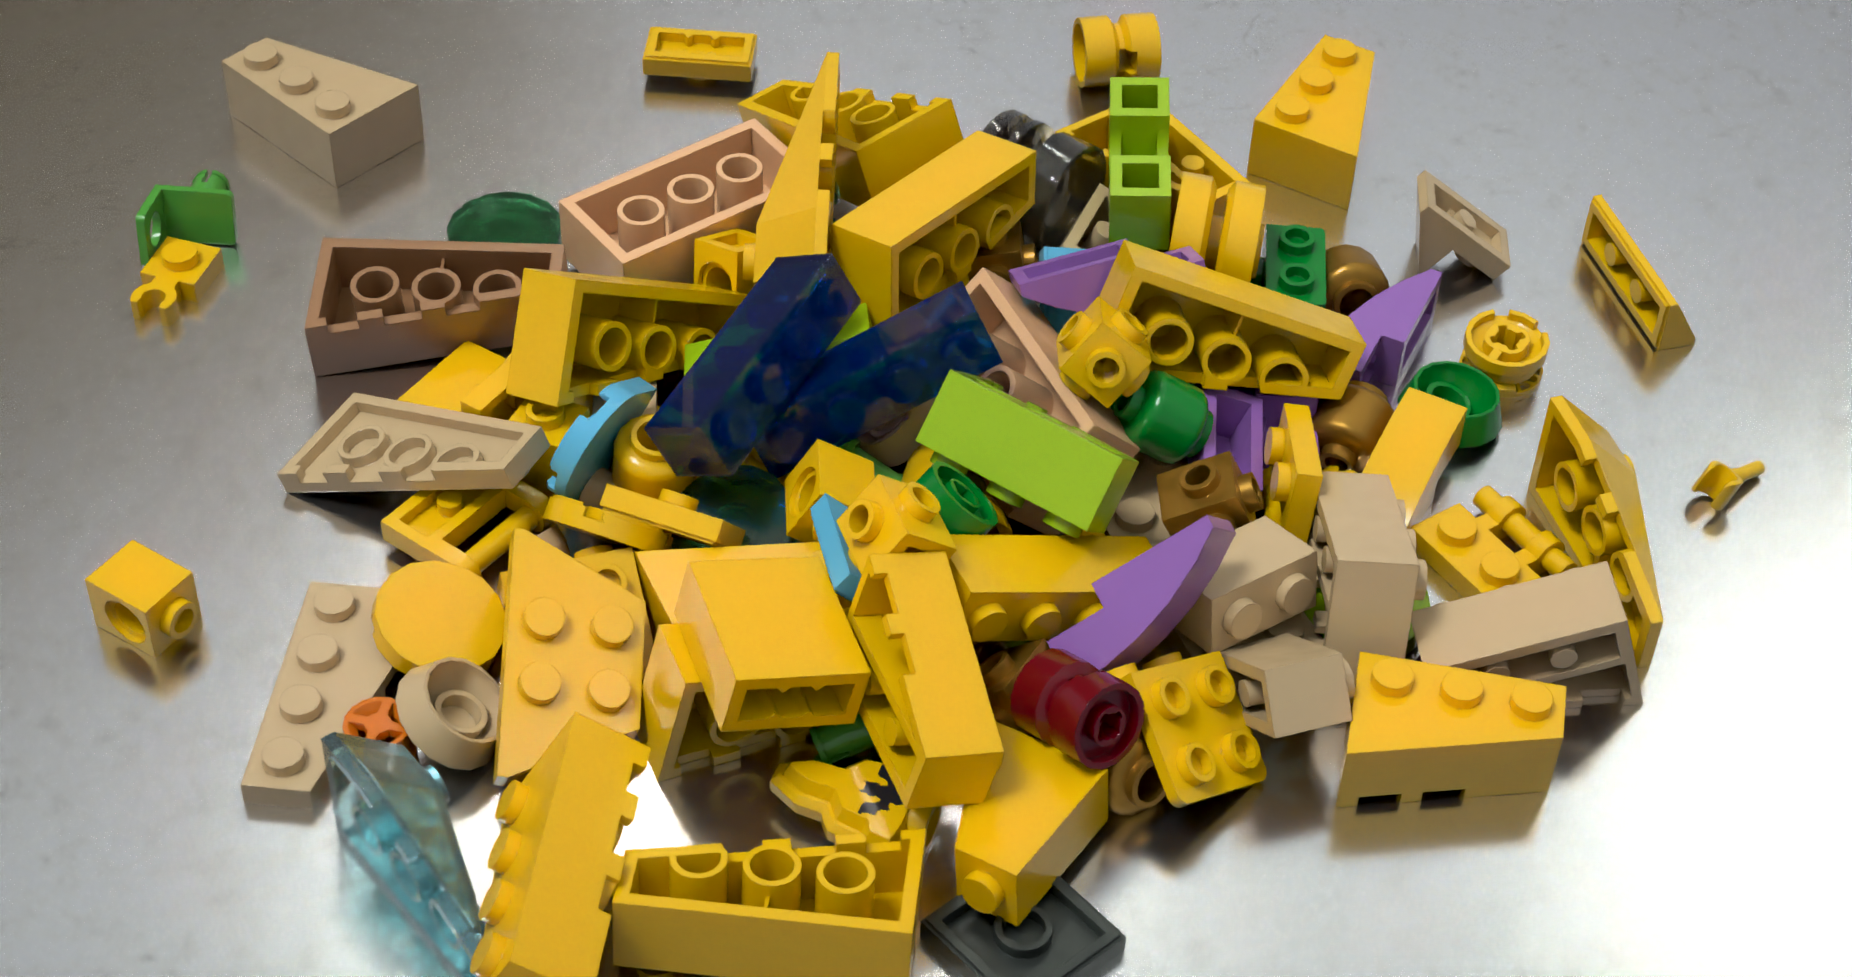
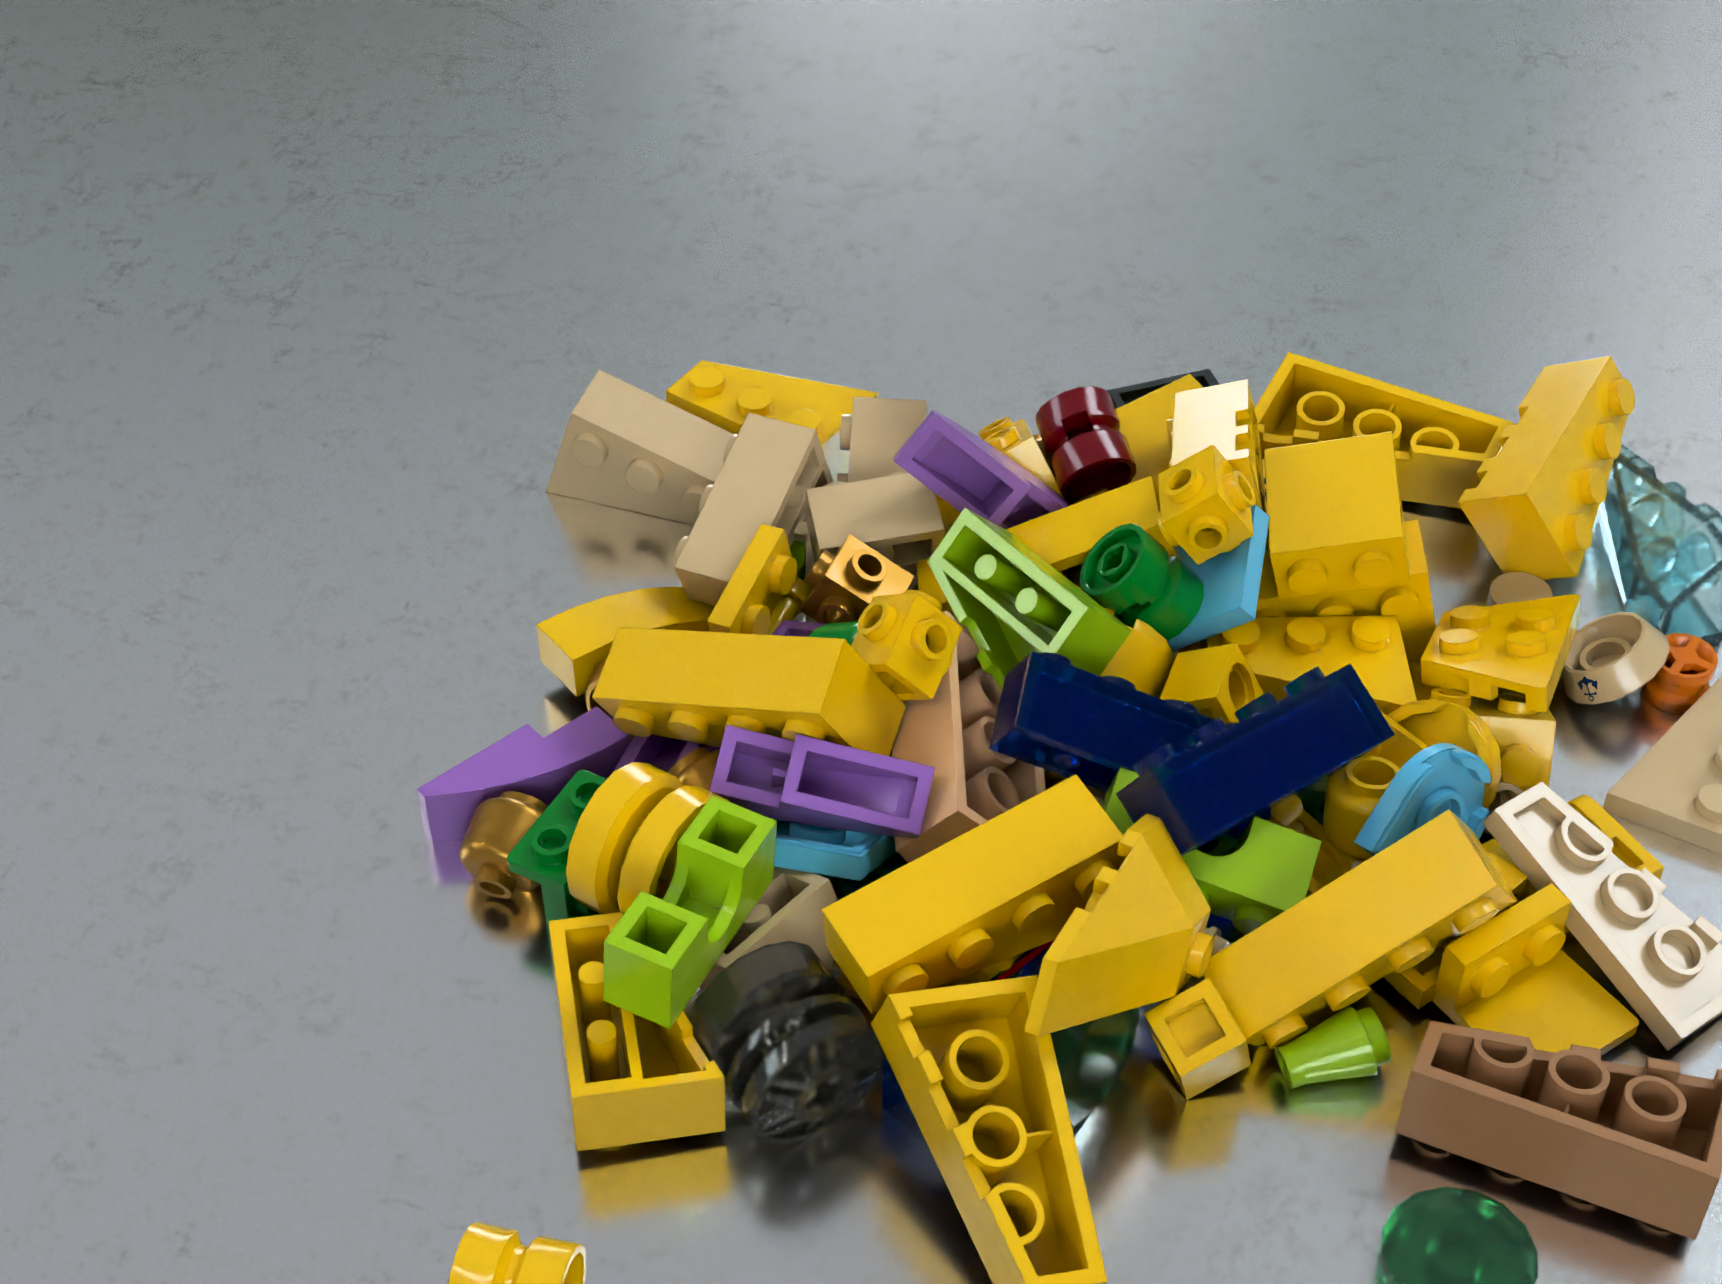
camera: 155 degrees left, 0 degrees up
(436, 614) = (1616, 753): yellow tile -> none
(650, 216) = (1231, 1148): light nougat brick -> none
(1315, 123) = (346, 1079): yellow wedge -> none
(1453, 224) = (346, 865): tan slope -> none
(1467, 388) = (508, 695): green hat -> none
(1470, 551) = (606, 554): yellow plate -> none
(1506, 350) = (409, 735): yellow wheel -> none
(1597, 513) = (484, 547): yellow wedge -> none
(1634, 278) = (190, 788): yellow slope -> none
(1723, 482) = (338, 558): yellow hand -> none

